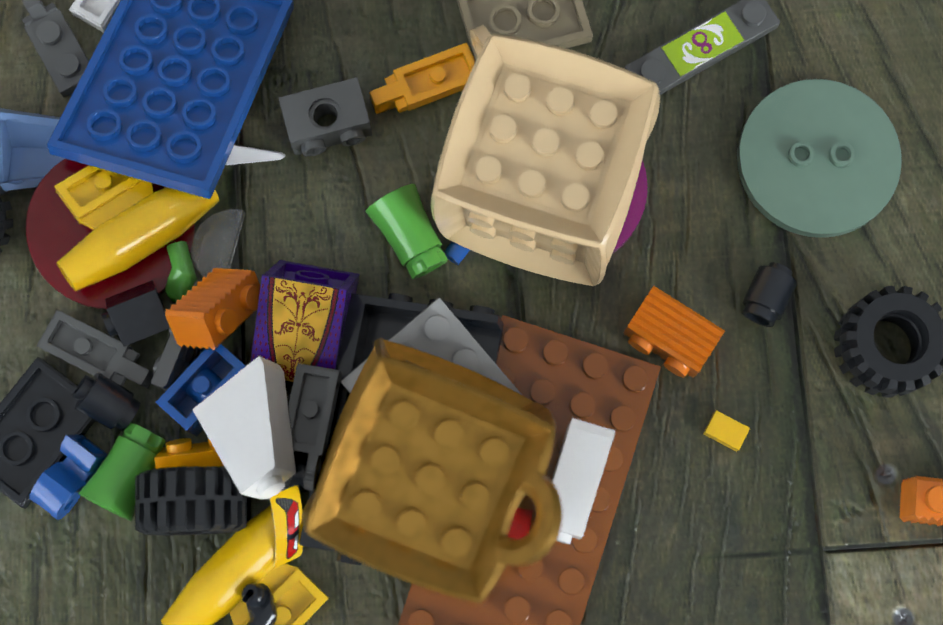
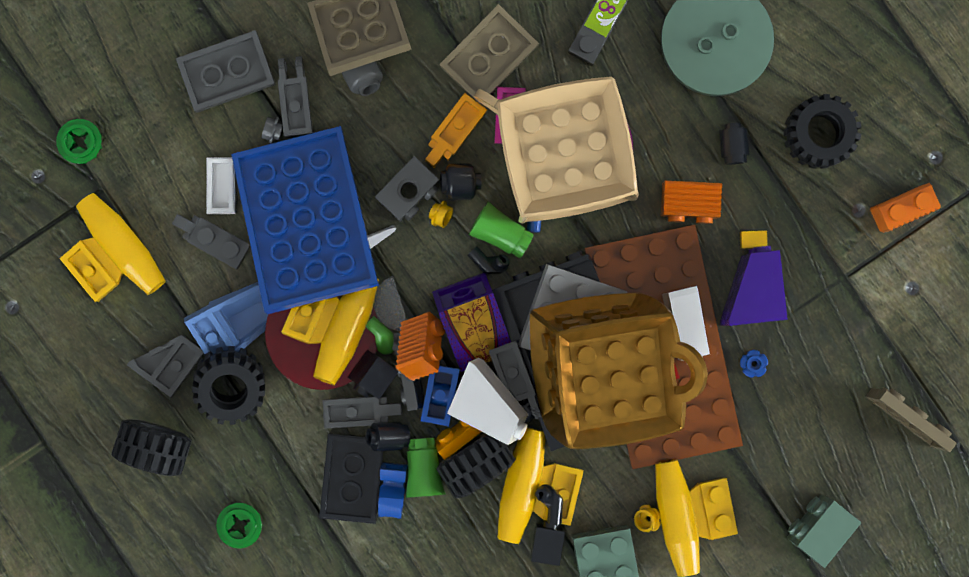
camera: 30 degrees left, 10 degrees up
(287, 525) = (538, 443): yellow sticker -> none
(348, 171) = (440, 214): none -> yellow plate
(370, 266) = (489, 264): none -> black arm
(395, 143) = (460, 181): none -> black head
(624, 595) = (746, 363): none -> blue plate
(694, 495) = (756, 290): none -> dark purple slope

